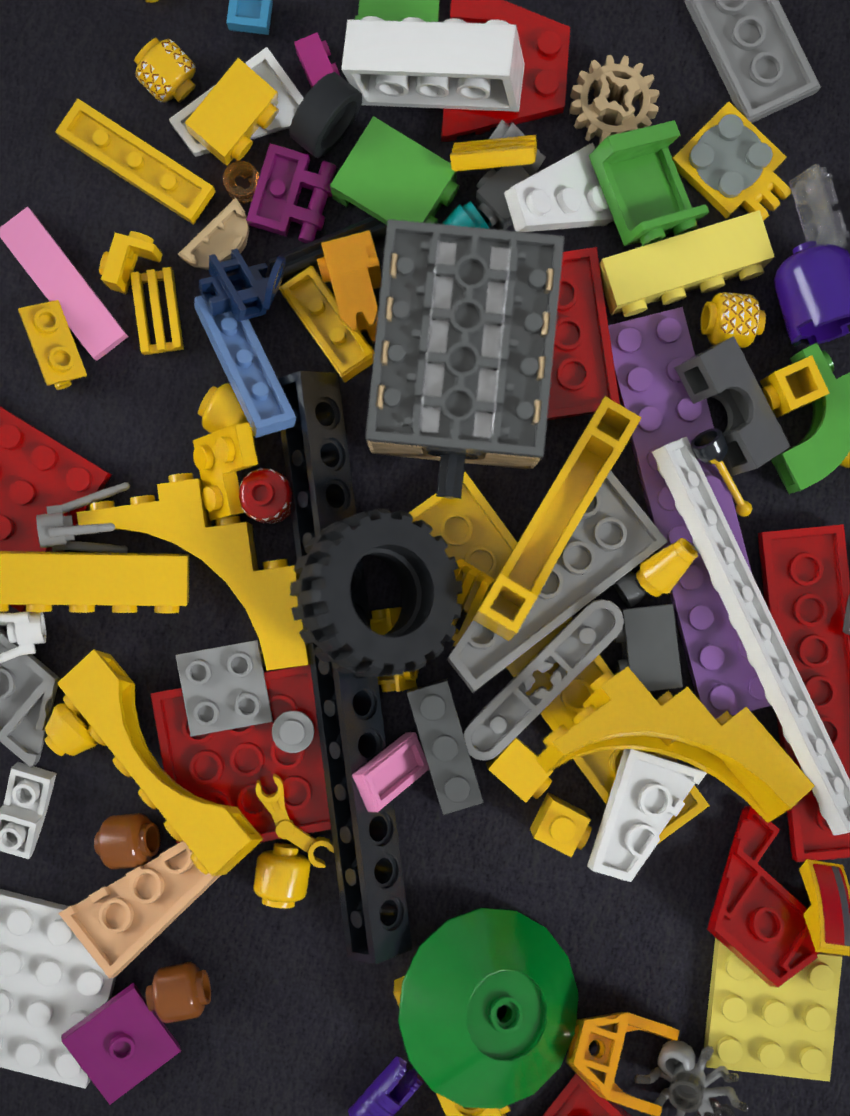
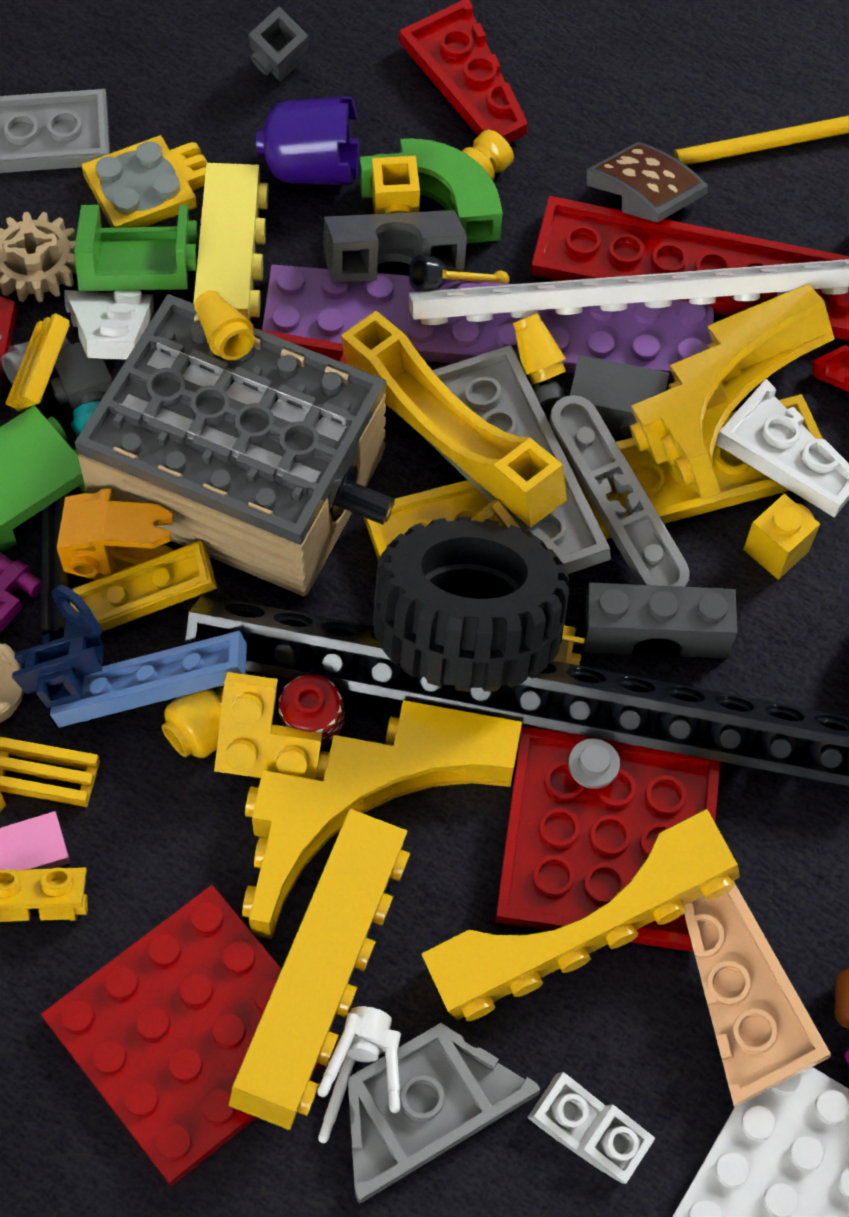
camera: 75 degrees left, 25 degrees down
(58, 530) = (260, 949): light grey plant -> none
(68, 732) = (510, 1026): yellow cone -> none
(127, 841) = (667, 1003): dark orange head -> none
(224, 688) = (517, 829): light grey hinge -> none
(281, 876) = (760, 836): yellow head -> none
(285, 827) = (674, 811): yellow piece -> none
(391, 772) = (672, 676): bright pink tile -> none
(520, 771) = (712, 554): yellow brick -> none
(538, 298) = (225, 327): none -> yellow cone
(732, 316) = (301, 223): yellow head -> none
(813, 198) = (222, 126): clear hinge -> none

